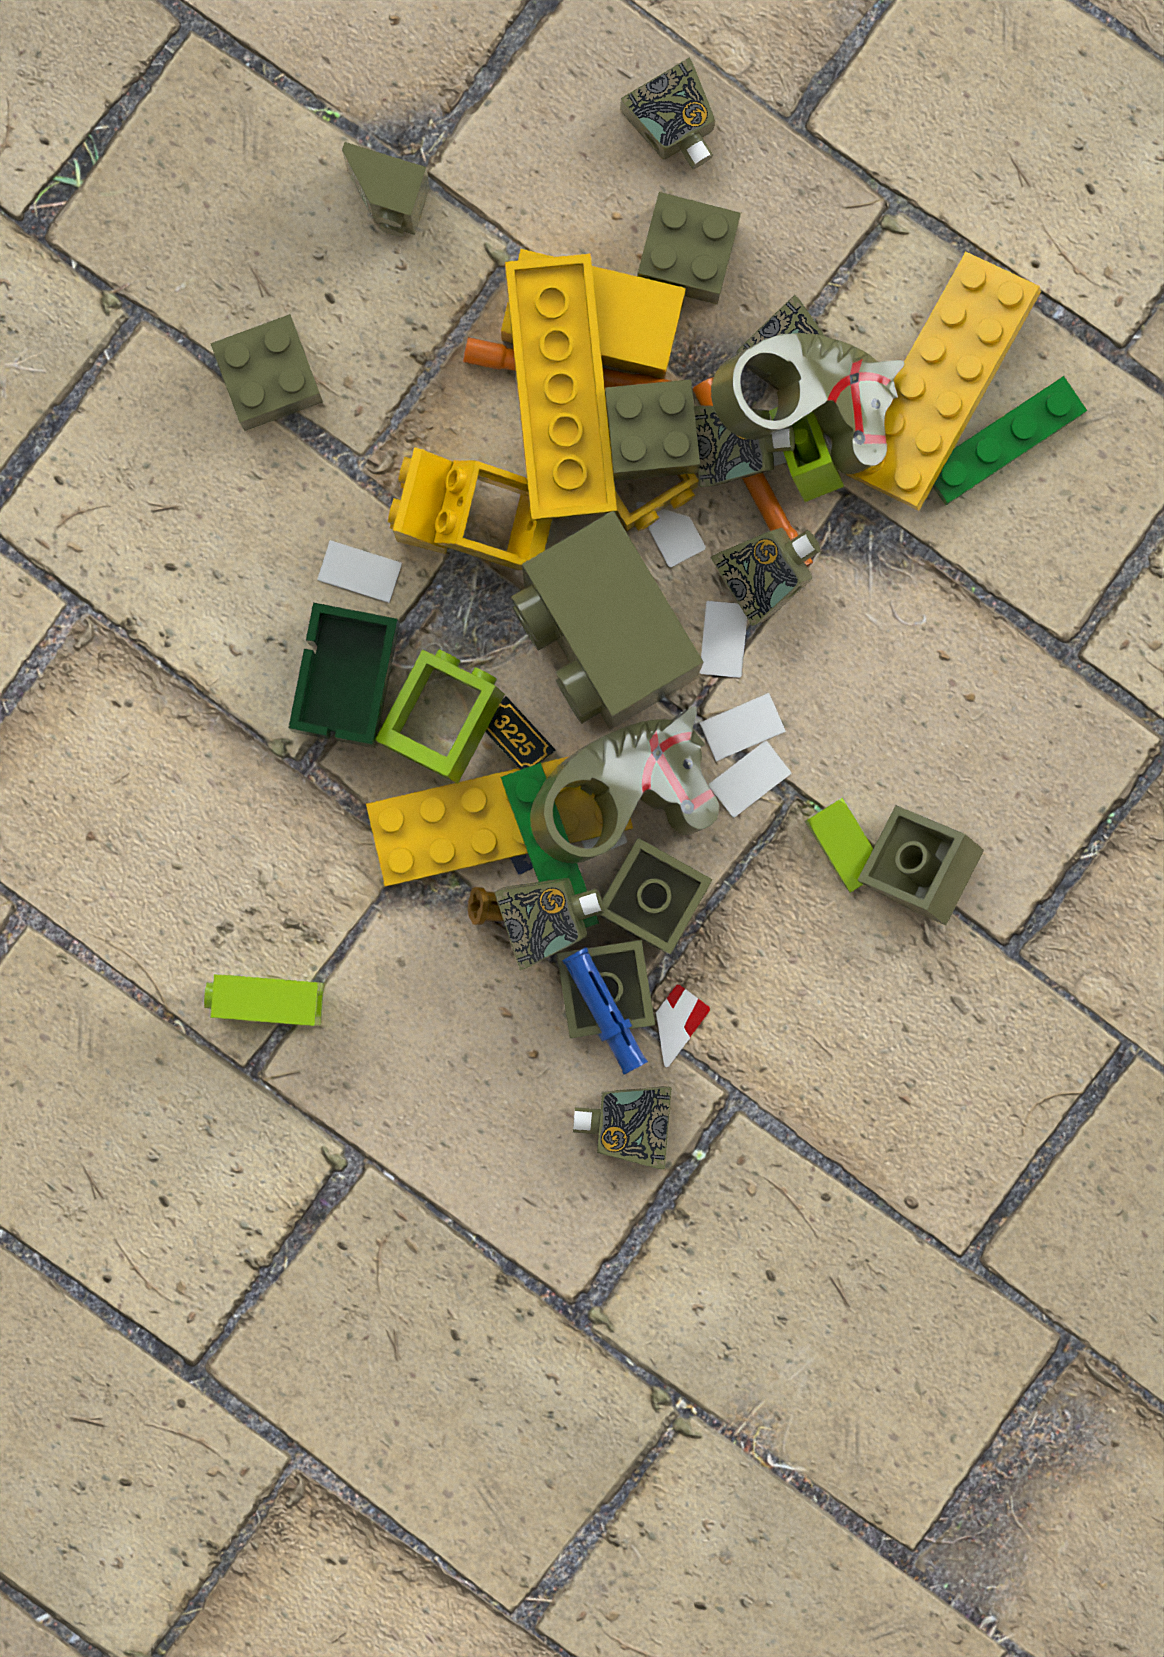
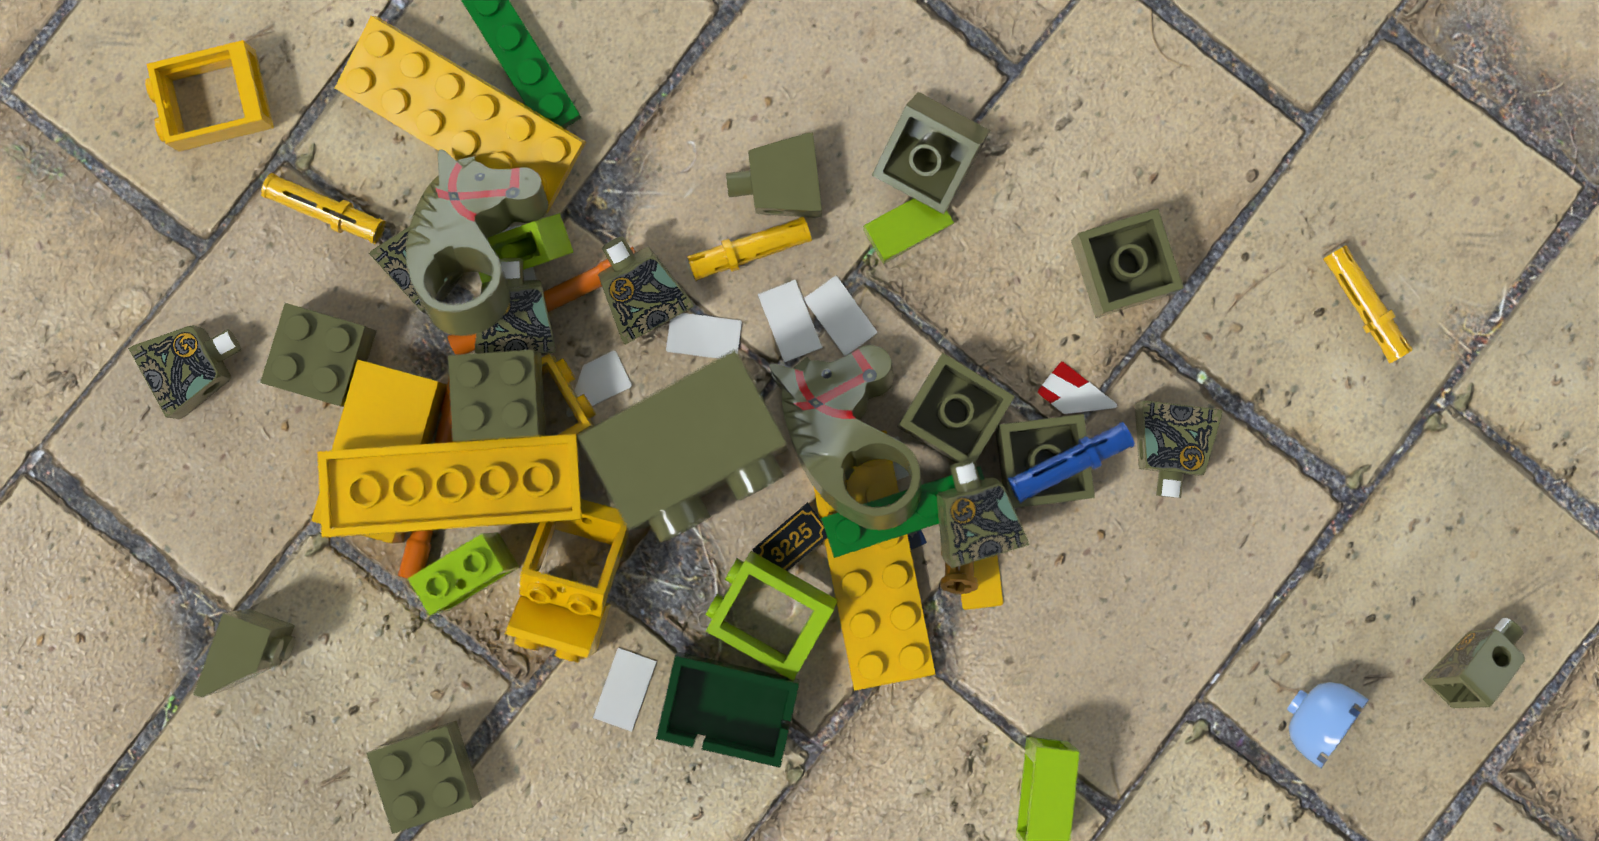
camera: 80 degrees left, 0 degrees up
(350, 1283) = (1323, 719): none -> light blue cylinder
(401, 1429) = (1478, 666): none -> olive torso
(473, 404) = (463, 573): none -> lime window
(478, 938) = (989, 585): none -> yellow sticker
(773, 1327) = (1368, 305): none -> yellow pin
(809, 666) = (756, 246): none -> yellow pin
(812, 1068) = (1127, 263): none -> olive brick
(824, 290) = (365, 226): none -> yellow pin
(888, 711) = (781, 178): none -> olive torso
(961, 166) = (249, 84): none -> yellow window

